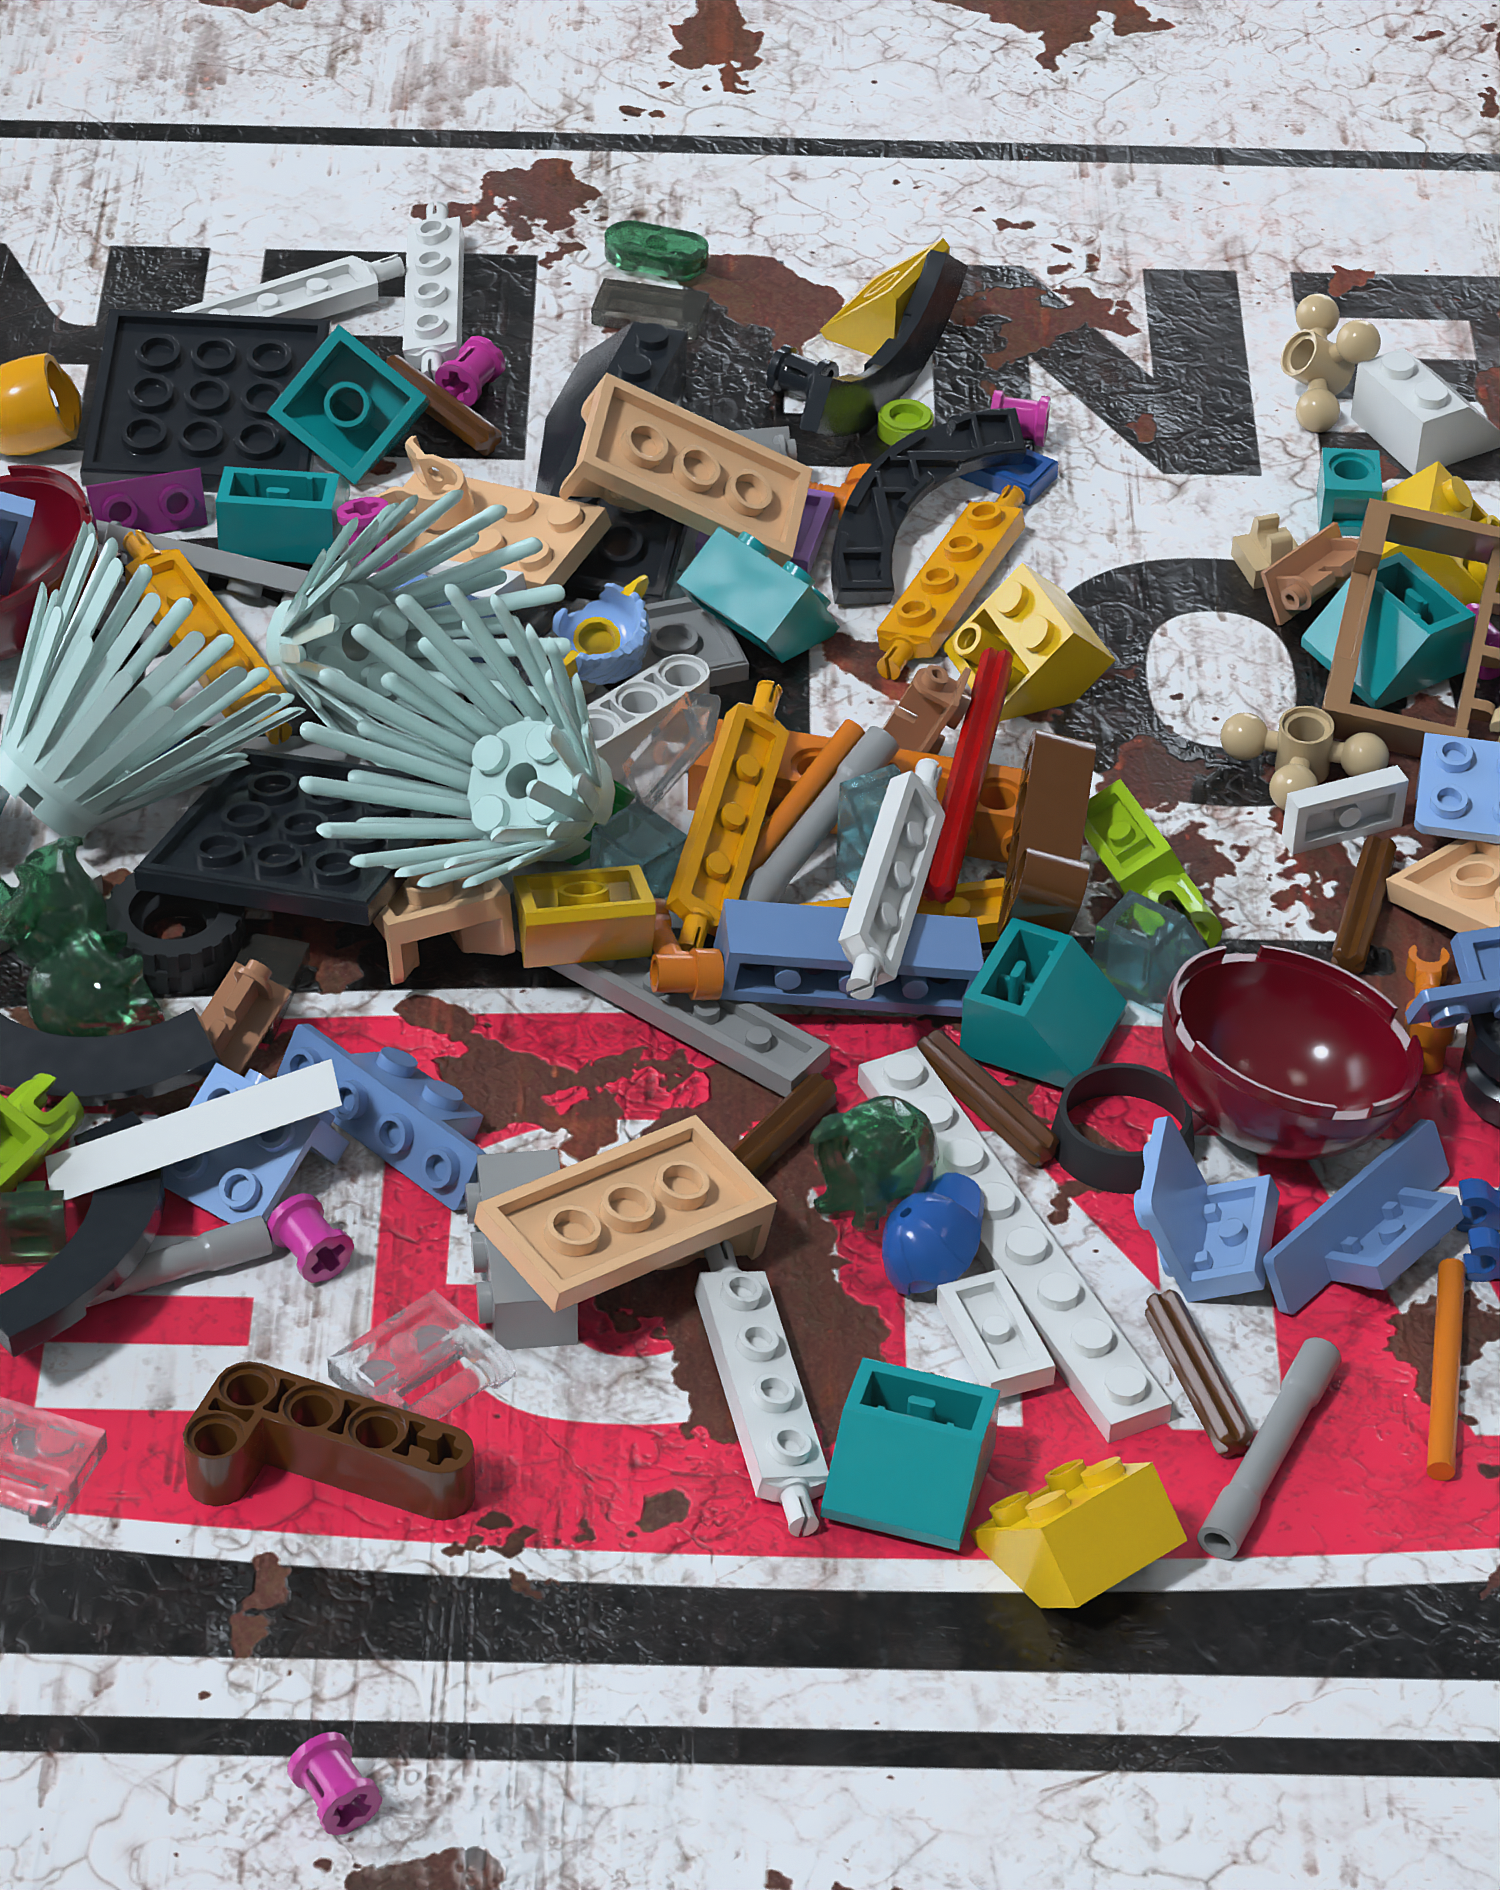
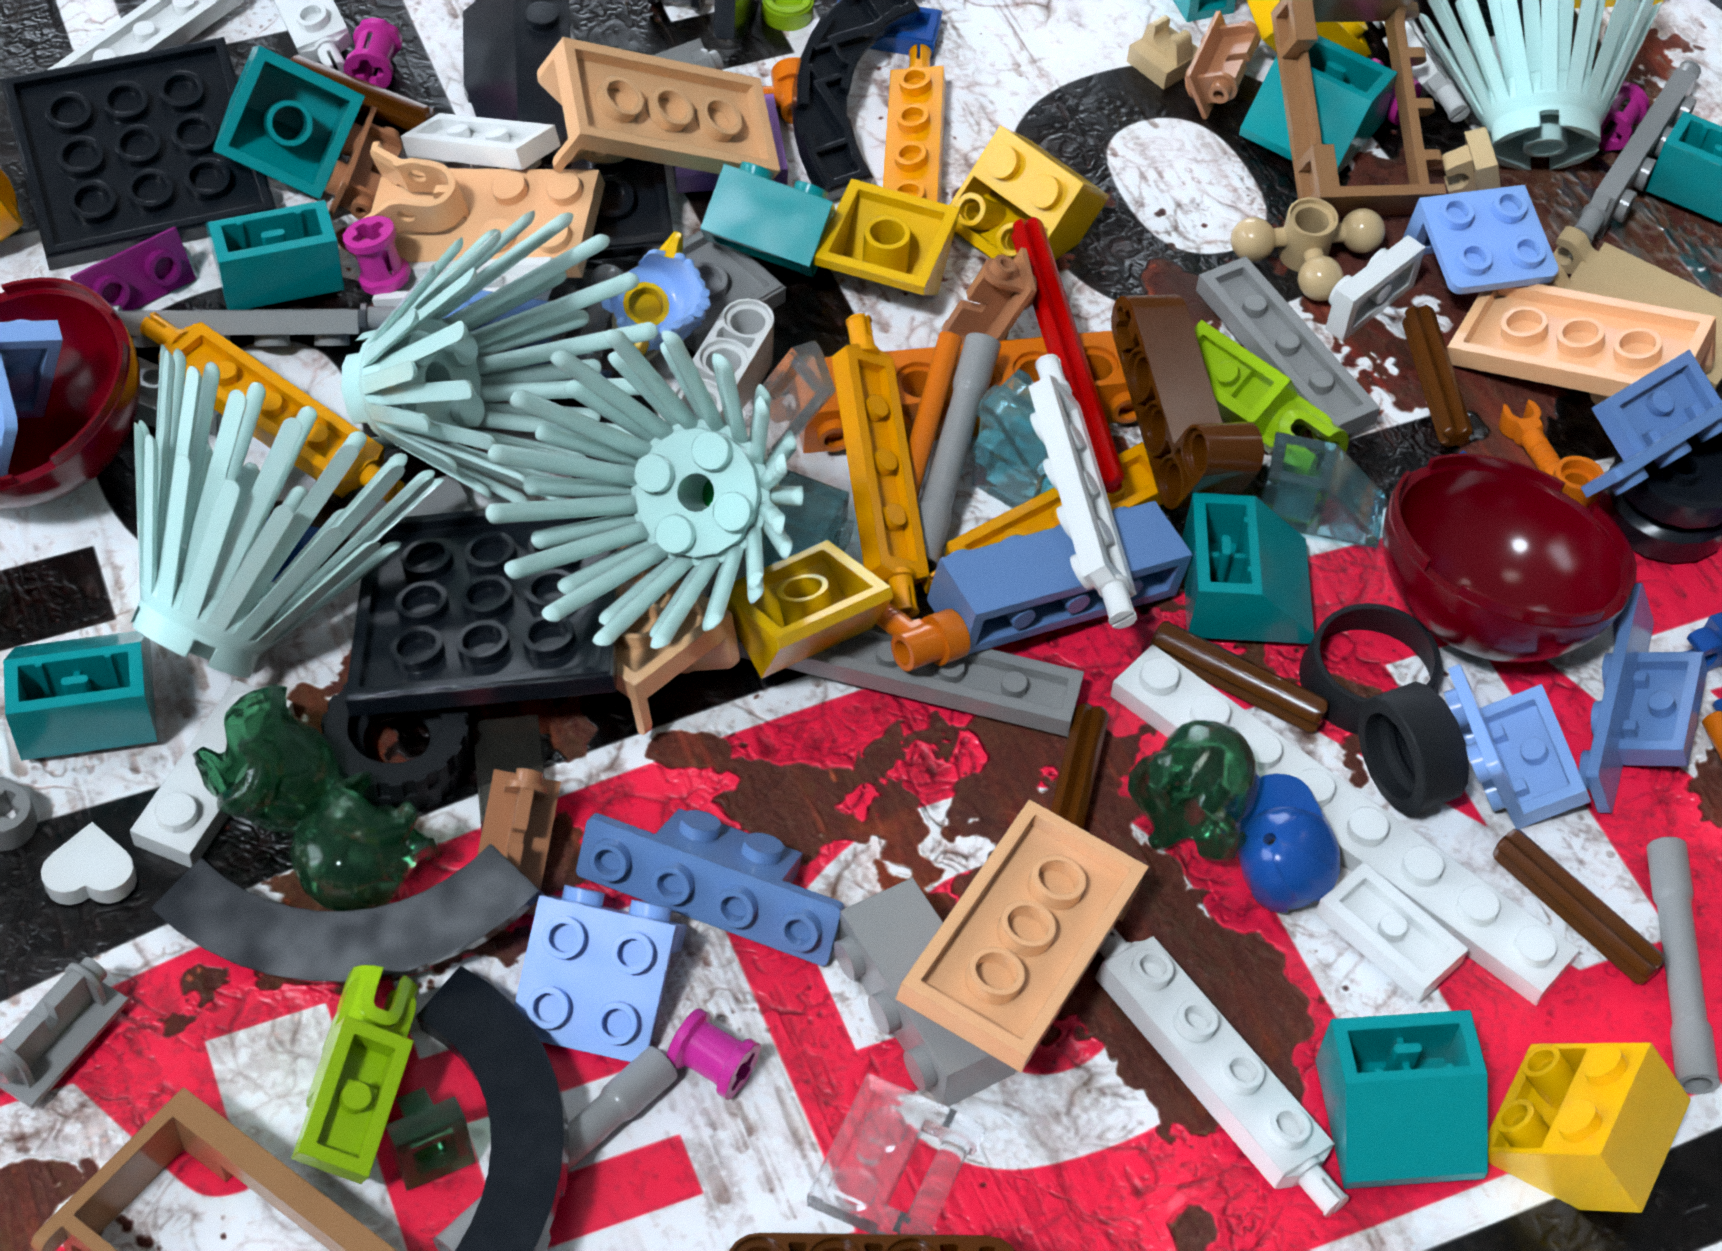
camera: 25 degrees left, 10 degrees up
(194, 1130) = (554, 984): white sticker -> none
(394, 468) = (354, 182): none -> nougat hinge
(516, 464) = (481, 141): none -> white plate
(863, 640) = (889, 238): none -> yellow slope
(1101, 1187) = (1413, 748): none -> black tyre
(1218, 839) = (1283, 340): none -> light grey plate

